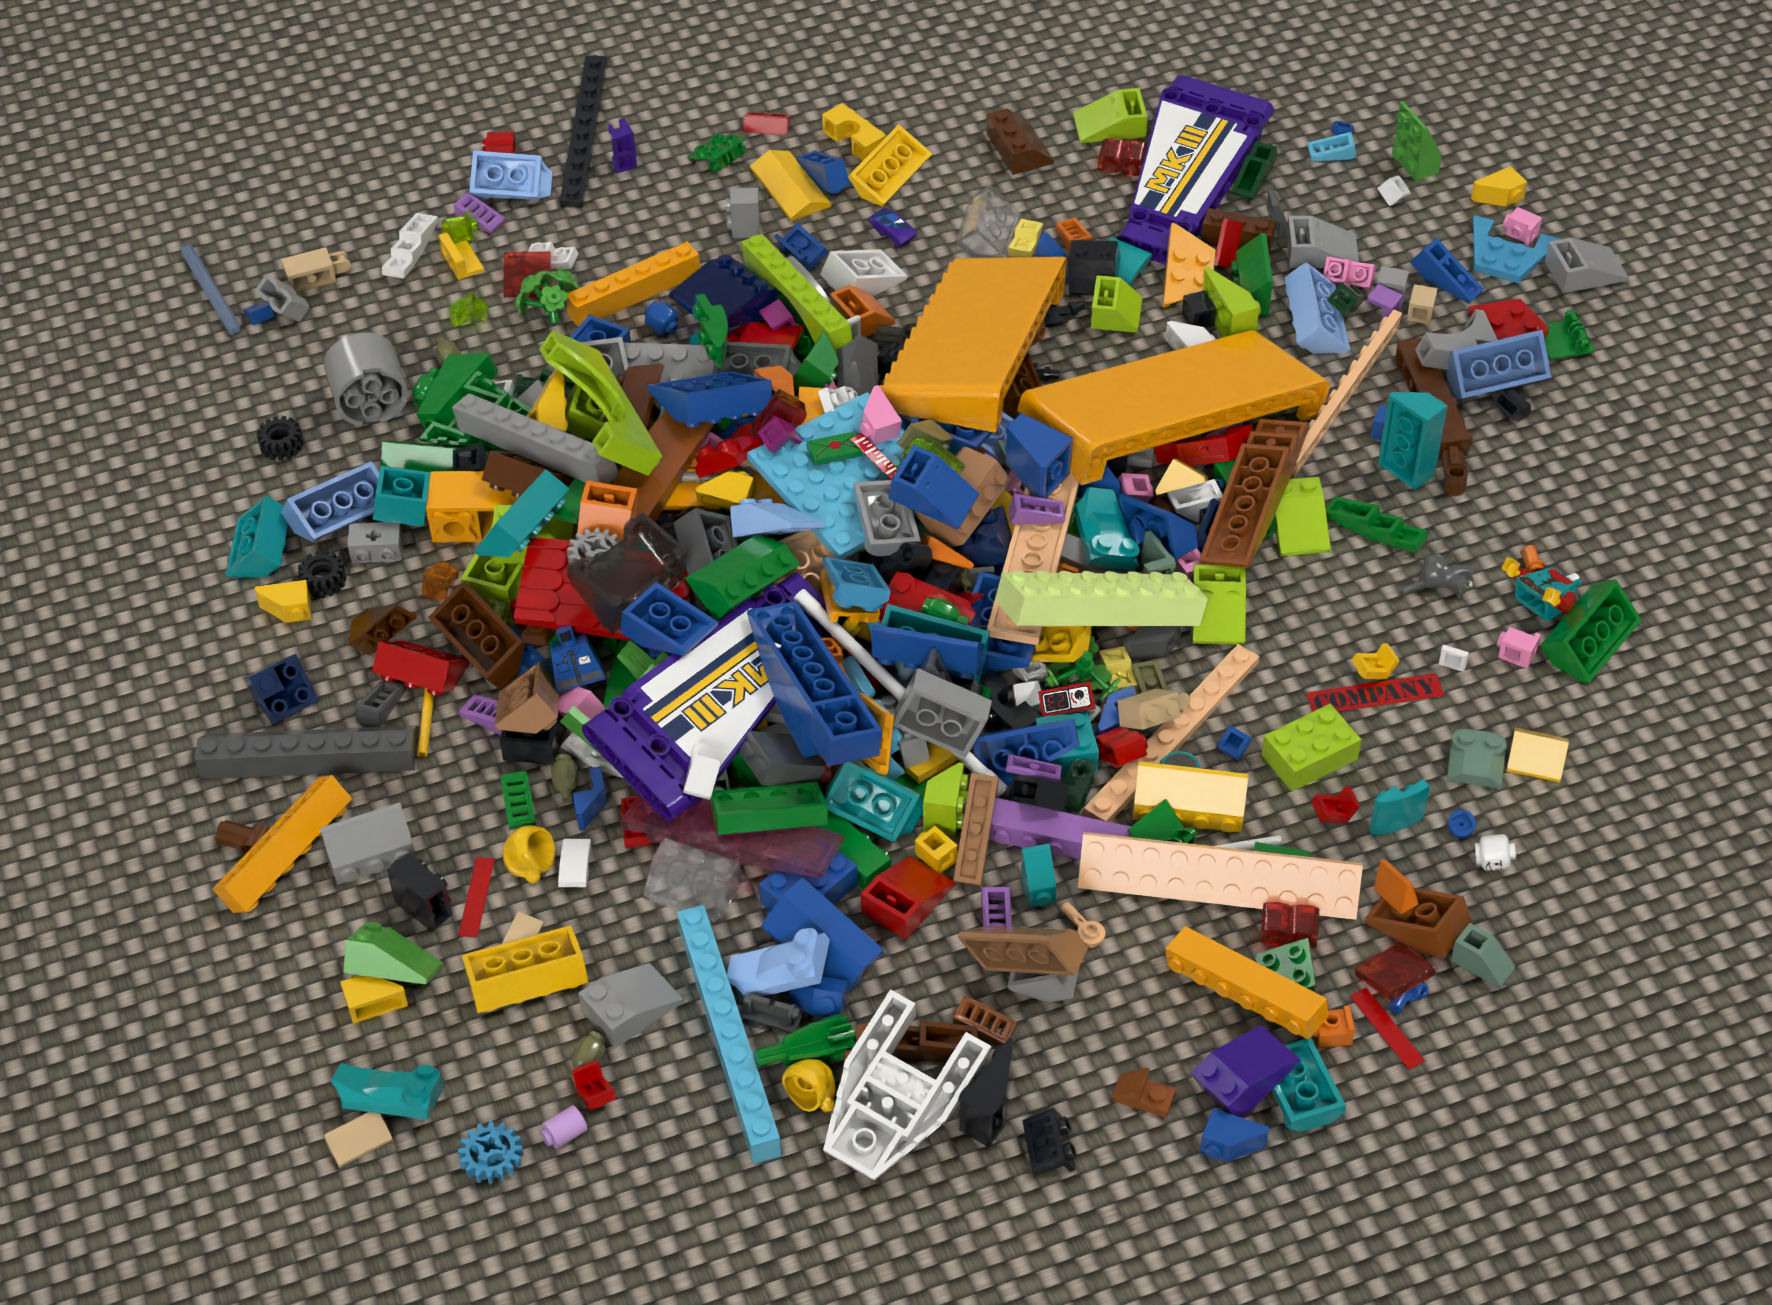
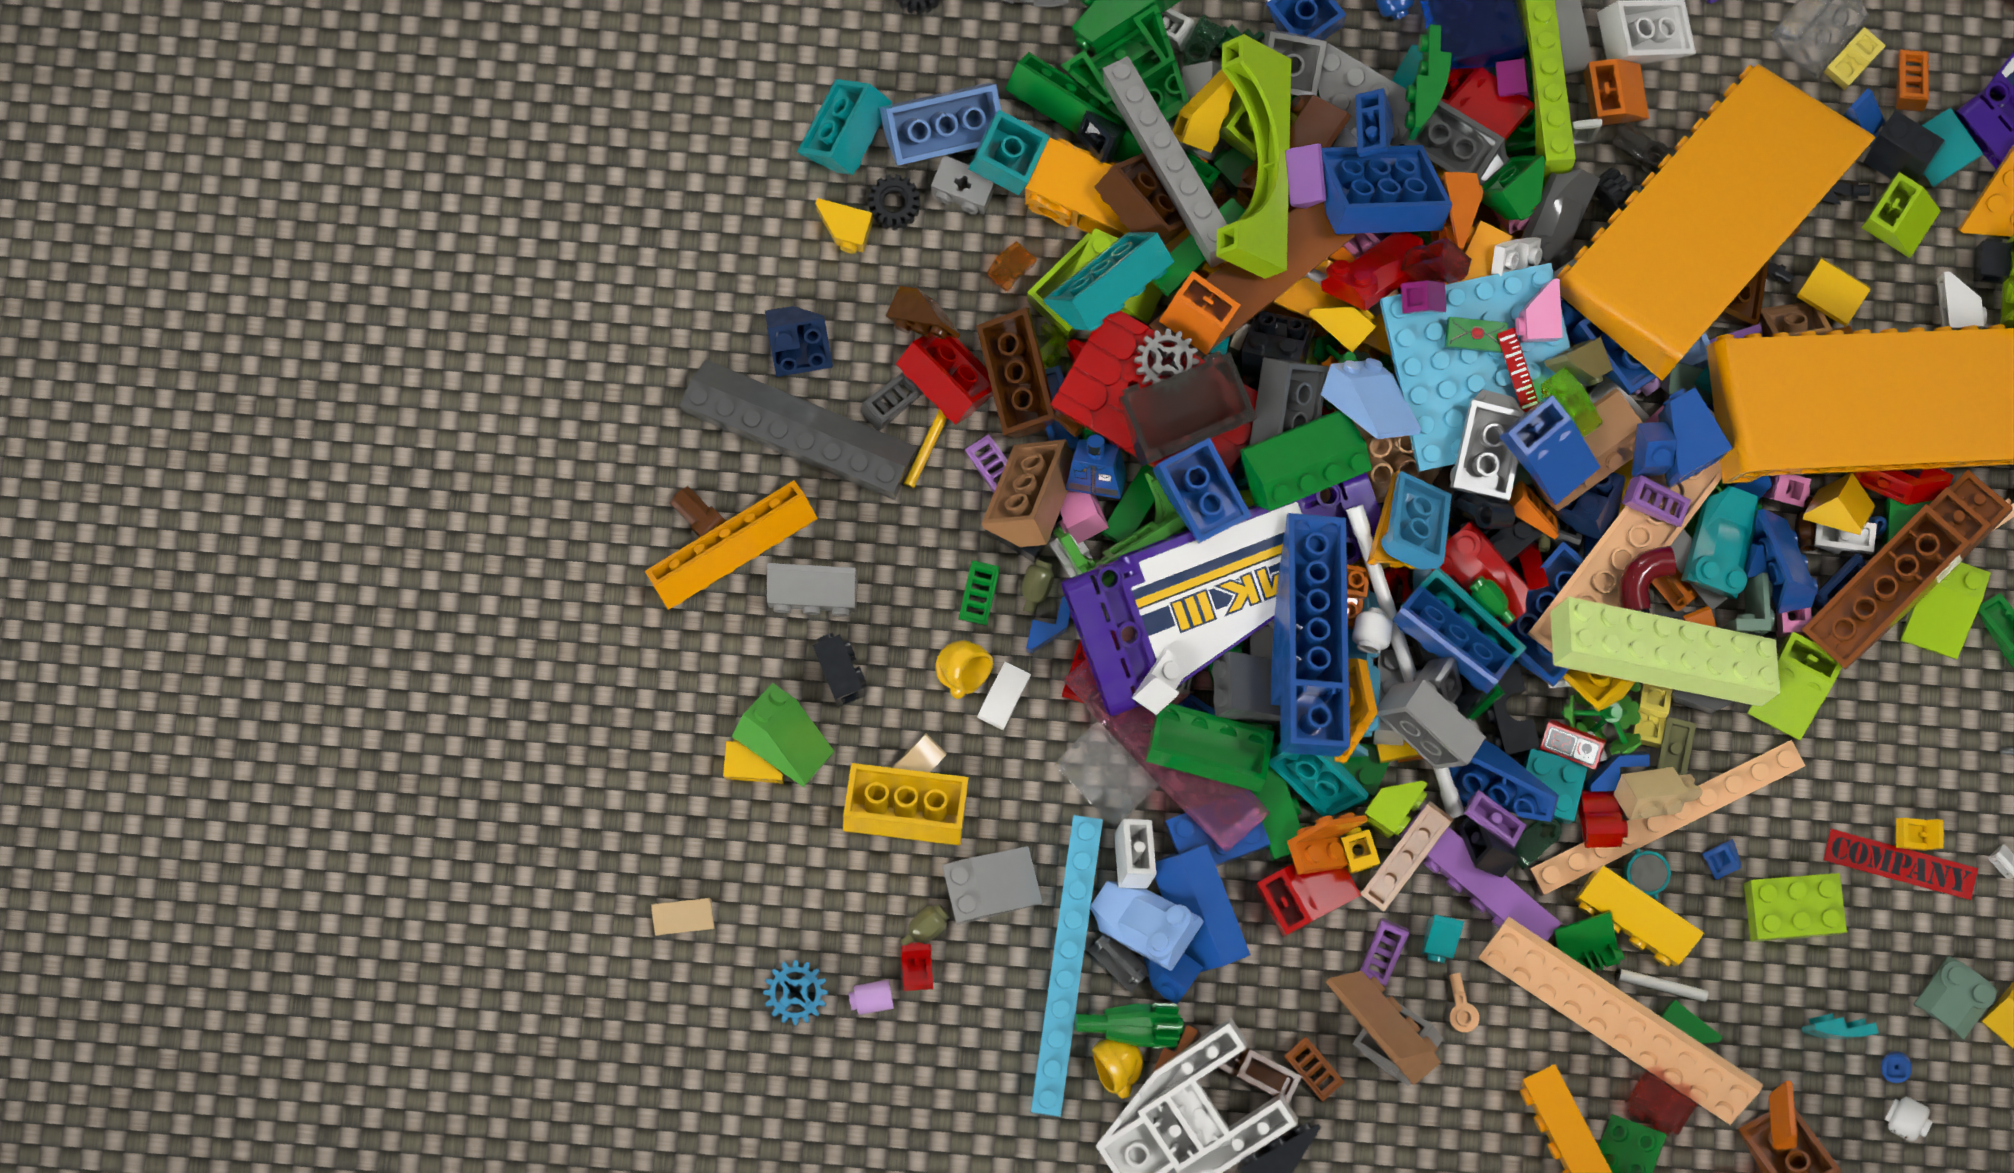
camera: 25 degrees right, 30 degrees up
(390, 1092) = (727, 882): teal slope -> none
(476, 897) = (896, 686): red sticker -> none
(647, 402) = (1305, 175): none -> medium lavender slope
(683, 360) = (1373, 122): none -> blue slope
(745, 921) = (1135, 853): none -> white brick
(860, 669) = (1372, 630): none -> white head
(896, 839) = (1320, 846): none -> orange bracket
(1015, 471) = (1653, 449): none -> blue slope
(1027, 692) = (1541, 706): white slope -> none
(1055, 549) = (1641, 572): none -> dark red cylinder
(1092, 357) = (1833, 291): none -> yellow slope
(1336, 808) = (1781, 989): red bracket -> none

